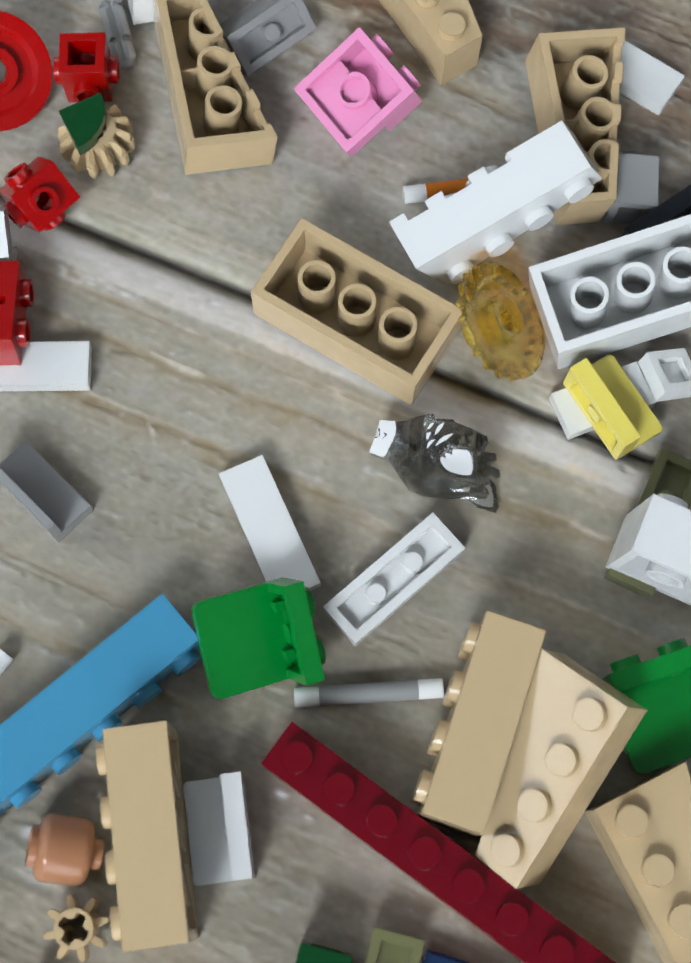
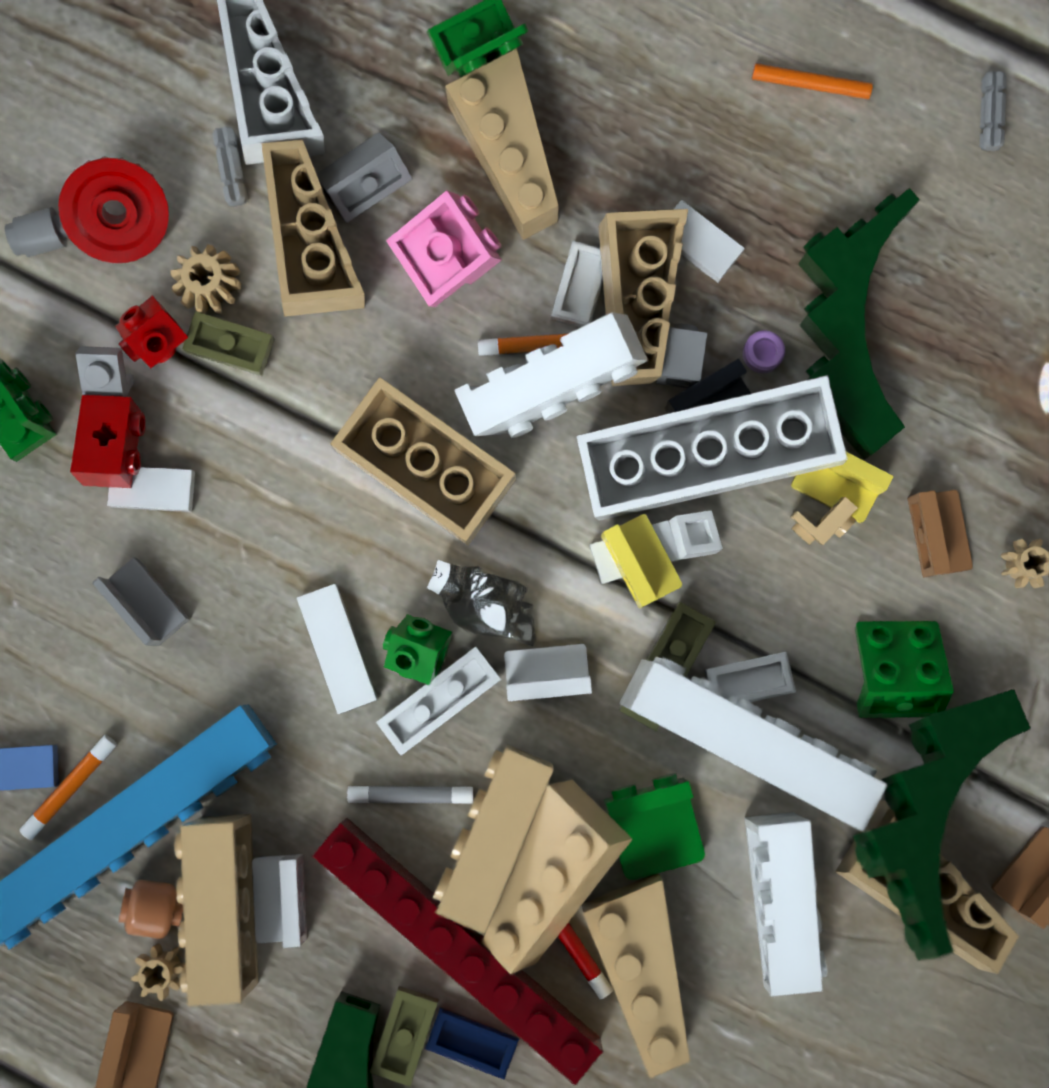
camera: 10 degrees right, 10 degrees up
(85, 122) = (193, 270): dark green tile -> none
(86, 66) = (191, 203): red brick -> none
(124, 205) = (228, 343): none -> olive plate
(258, 637) = (318, 747): green bracket -> none
(364, 518) = (416, 649): none -> green brick
(500, 321) = (549, 480): clear yellow gear -> none
(509, 121) = (579, 286): none -> white tile
(517, 541) = (547, 672): none -> white panel
(597, 880) = (585, 962): none -> red bar

